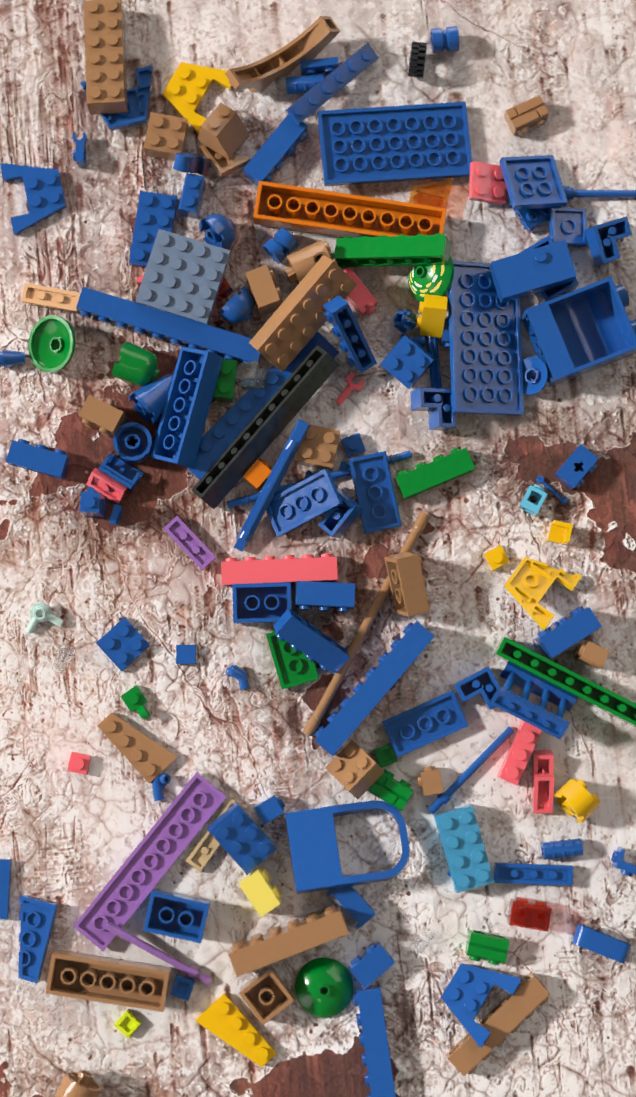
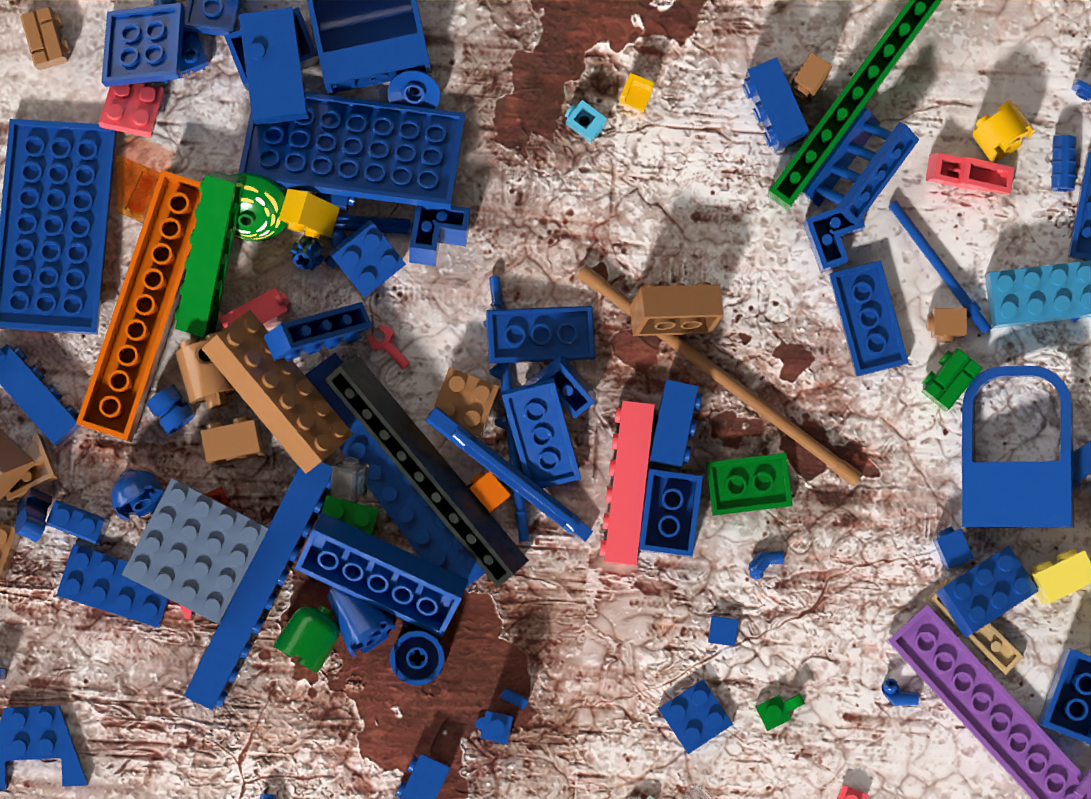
camera: 80 degrees left, 0 degrees up
(50, 297) = (189, 745): light nougat plate -> none
(51, 343) = (253, 763): green dish -> none
(102, 416) = (374, 695): medium nougat brick -> none
(107, 486) = (471, 705): coral plate -> none
(121, 471) = (454, 682): blue hinge -> none
(139, 749) = (843, 716): medium nougat wing -> none
(189, 543) = (569, 602): medium lavender plate -> none
(239, 307) = (249, 481): blue cylinder -> none
(311, 641) = (735, 453): blue brick -> none
(353, 445) = (468, 354): blue plate -> none
(355, 769) = (917, 422): medium nougat brick -> none
(374, 688) = (811, 379): blue brick -> none
(385, 755) = (902, 379): green tile -> none
(434, 473) = (527, 247): green brick -> none
(496, 557) = (656, 184): yellow plate -> none
(519, 753) = (928, 198): coral brick -> none
(531, 583) = (700, 142): yellow wing -> none
(540, 480) = (558, 107): blue hinge -> none
(566, 472) = (554, 69): blue brick -> none

